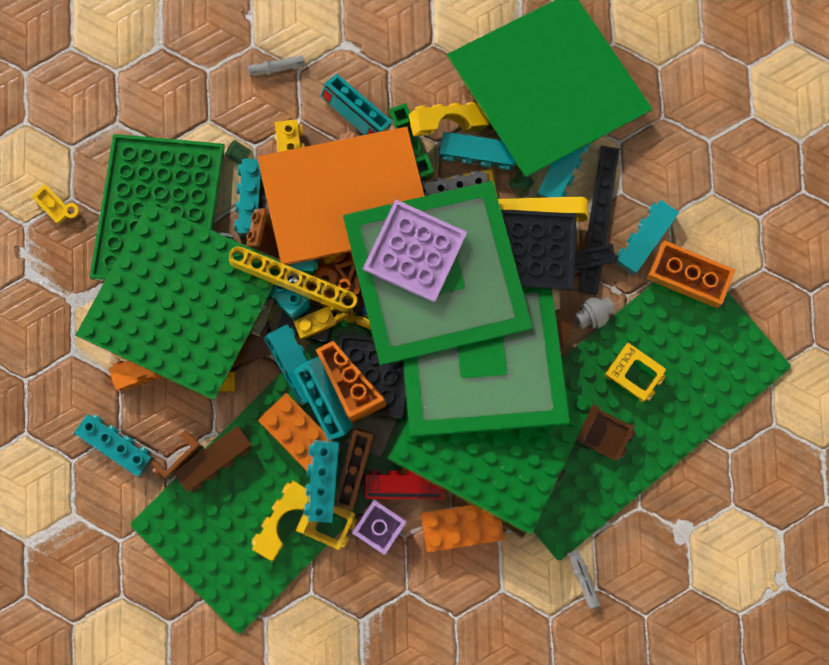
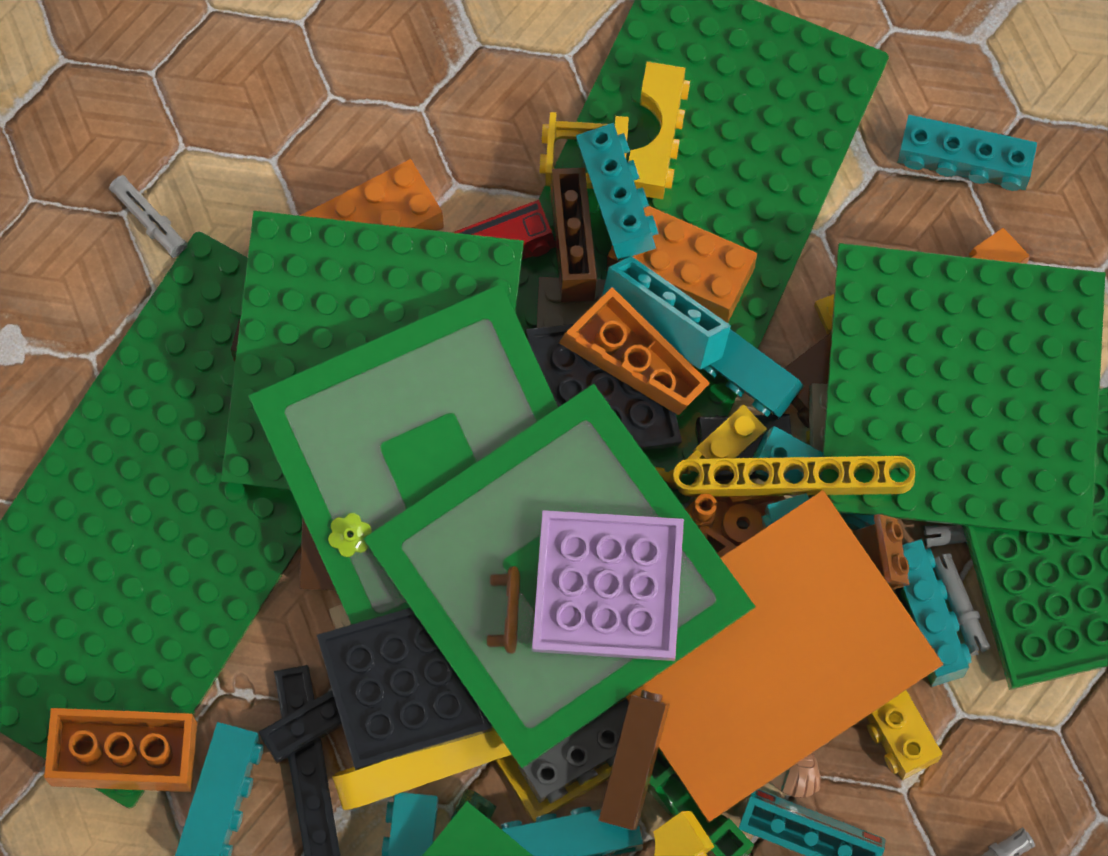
camera: 165 degrees right, 10 degrees down
(194, 448) = (850, 191): dark orange panel -> none
(213, 459) = (801, 181): reddish brown brick -> none
(230, 198) = (961, 605): none -> light grey pin
(236, 152) = (982, 688): clear green brick -> none
(379, 527) = (499, 172): lavender brick -> none
(433, 165) = (634, 760): none -> reddish brown brick
(476, 244) = (509, 638): none -> reddish brown piece
(538, 337) = (340, 540): none -> lime plant
(594, 313) = (268, 631): light grey piece -> none
(605, 434) = (183, 441): reddish brown panel -> none
(622, 364) = (191, 562): yellow window -> none

